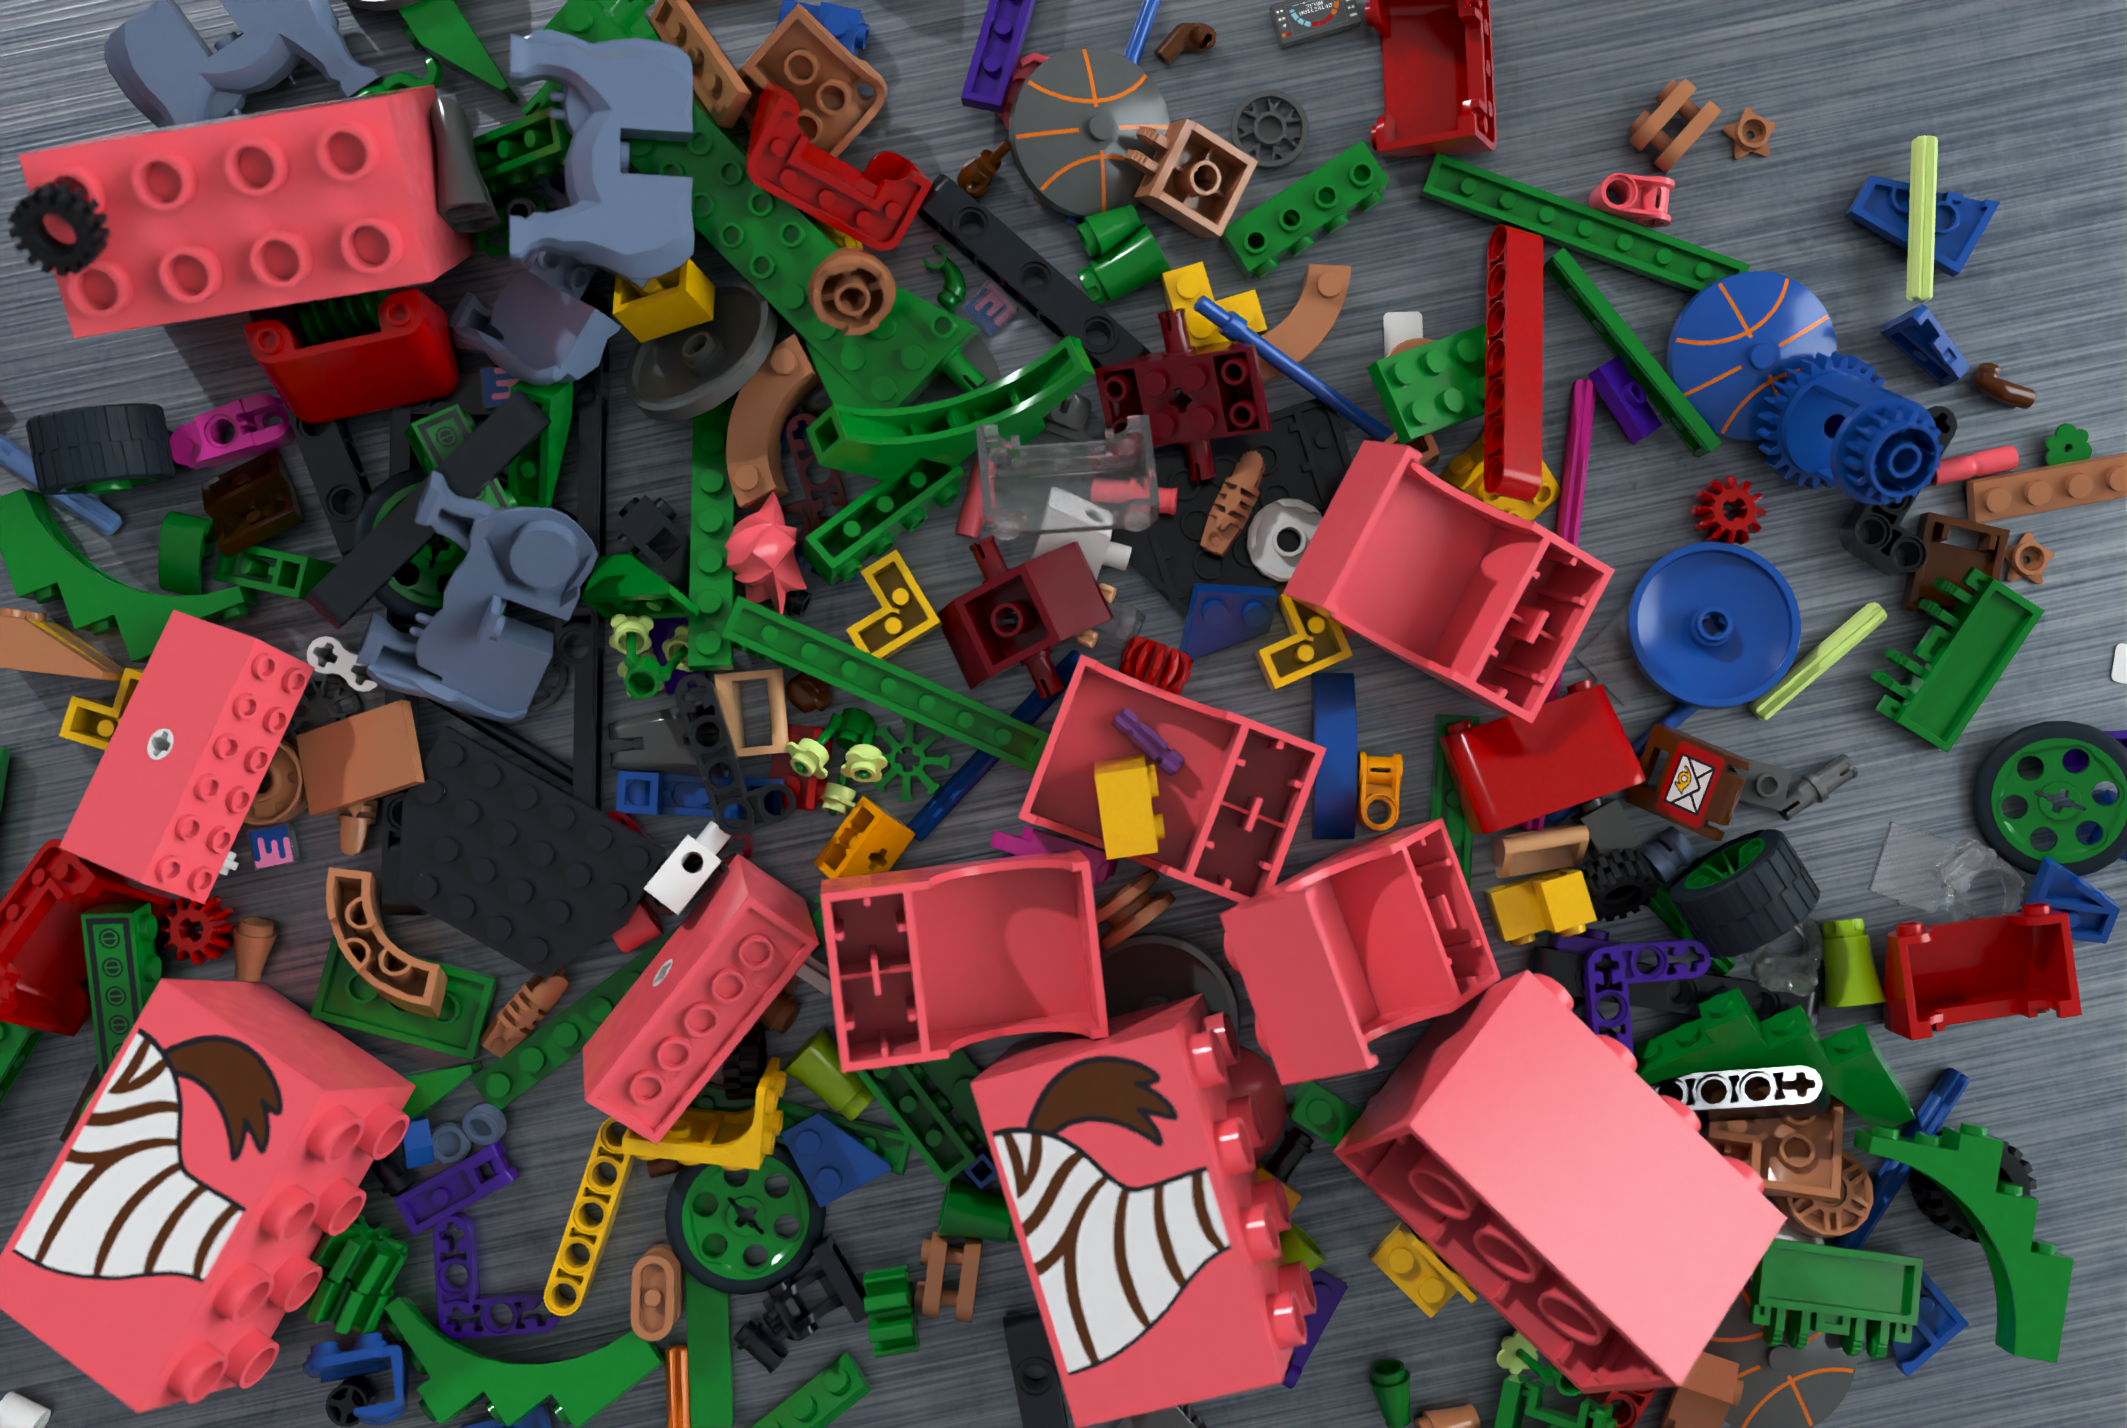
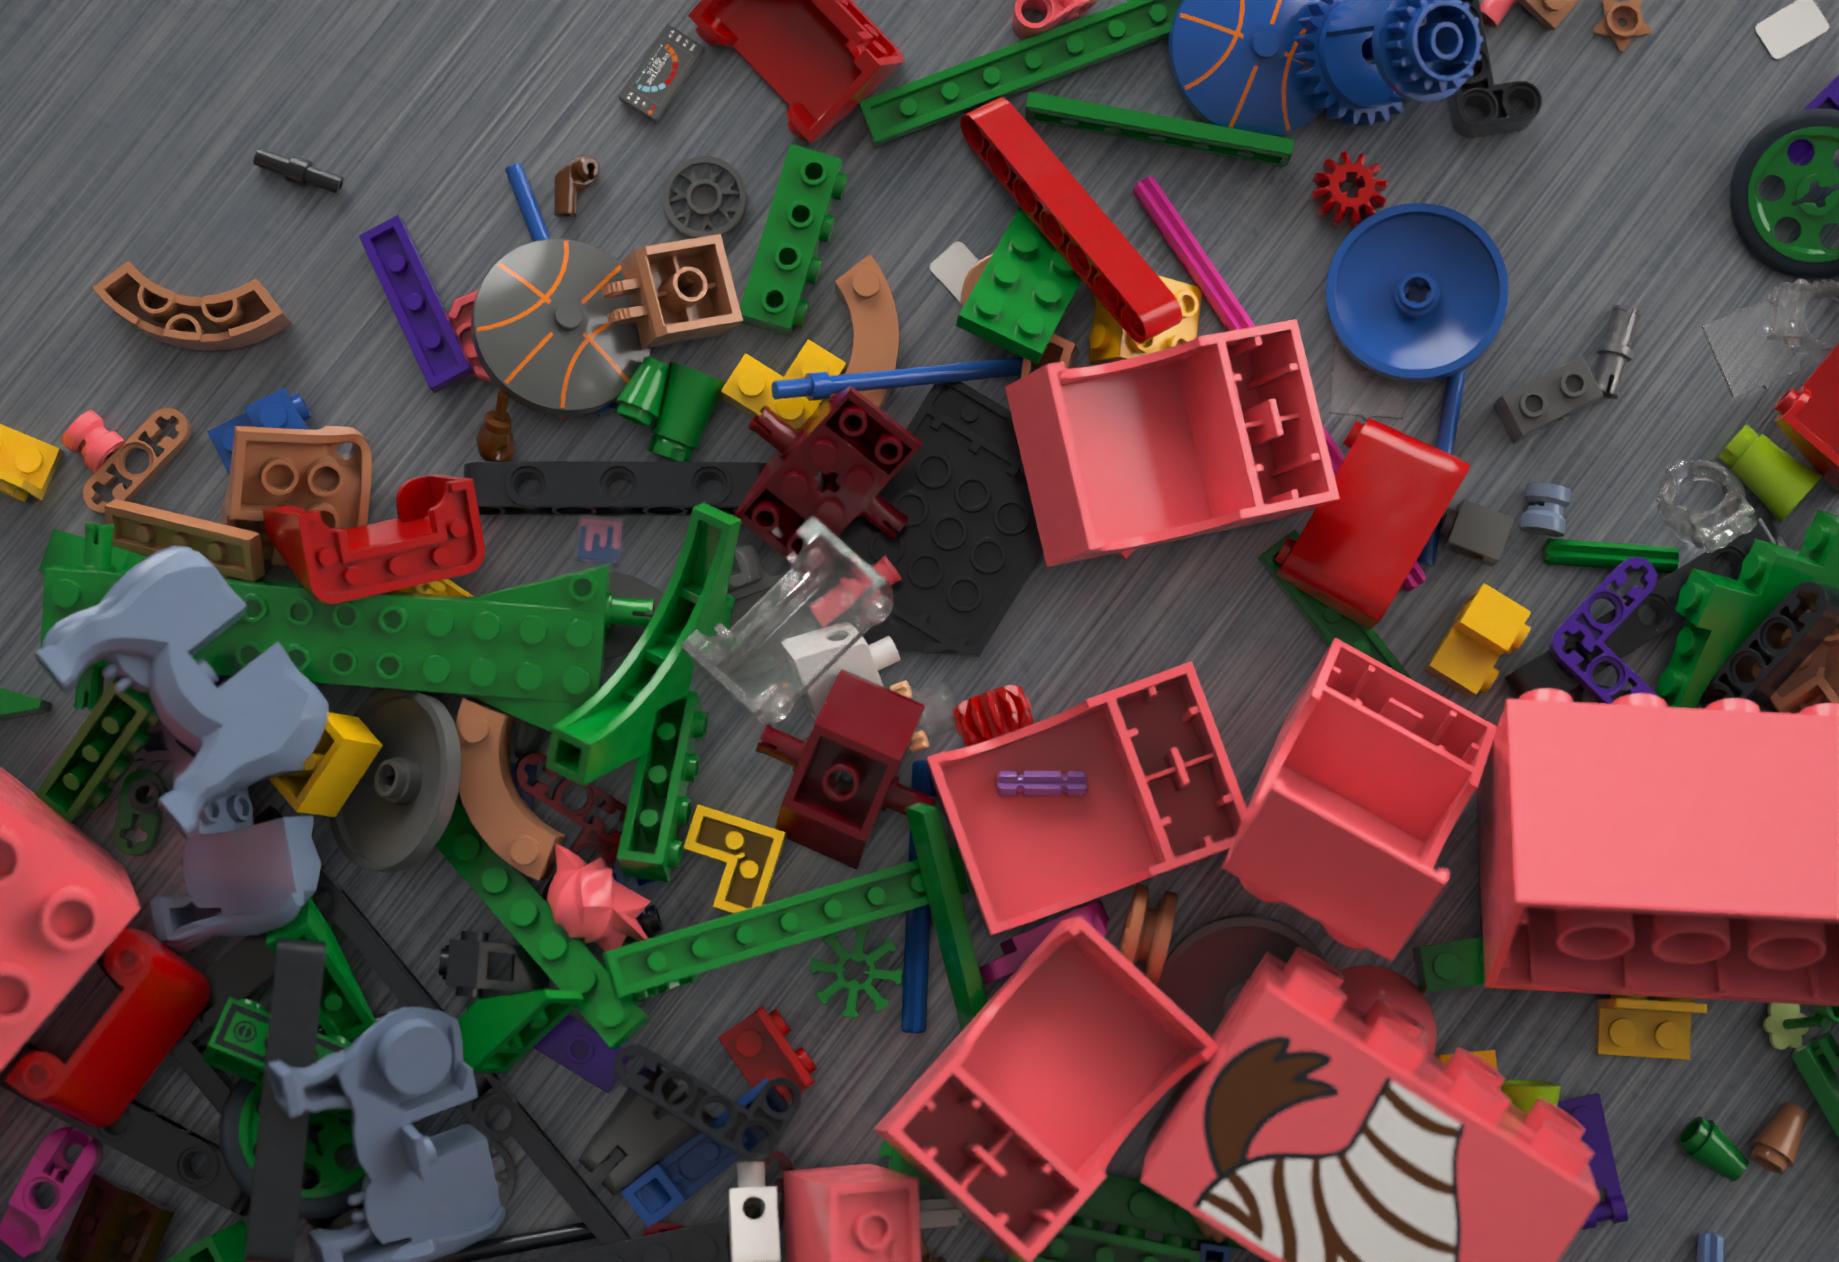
camera: 40 degrees left, 5 degrees down
(342, 318) = (68, 1012): piece -> none
(460, 185) = (84, 814): dark grey piece -> none
(495, 386) = (249, 956): tile -> none
(644, 674) = (575, 1089): plant -> none
(730, 697) = (710, 1022): light nougat tile -> none
(808, 693) = (724, 987): reddish brown piece -> none
(852, 291) = (487, 622): nougat cone -> none
(862, 760) = (817, 1004): yellowish green plant -> none
(864, 843) = (879, 1071): light orange brick -> none
(954, 283) = (551, 543): green arm -> none
(970, 516) = (727, 714): coral piece -> none
(1005, 773) = (947, 911): none -> green tile
(1125, 806) = (1070, 850): yellow brick -> none
(1226, 616) = (1016, 626): blue wing -> none
(1233, 504) = (943, 529): nougat hinge -> none
(1263, 534) = (985, 525): white tile -> none
(1290, 1154) = (1455, 1024): black pin -> none
(1311, 647) = (1107, 592): yellow brick -> none
(1336, 780) = (1223, 681): blue slope -> none
(1378, 787) = (1263, 658): light orange piece -> none
(1539, 850) = (1438, 596): light nougat tile -> none
(1582, 944) = (1539, 643): dark purple plate -> none
(1619, 883) = (1525, 567): black tyre -> none
(1625, 400) = (1186, 170): dark purple plate -> none
(1692, 784) = (1512, 433): container -> none
(1744, 893) = (1631, 487): black wheel -> none
(1819, 660) = (1528, 247): yellowish green axle -> none
(1952, 561) = (1578, 87): reddish brown container -> none
(1961, 661) = (1641, 150): green hinge -> none

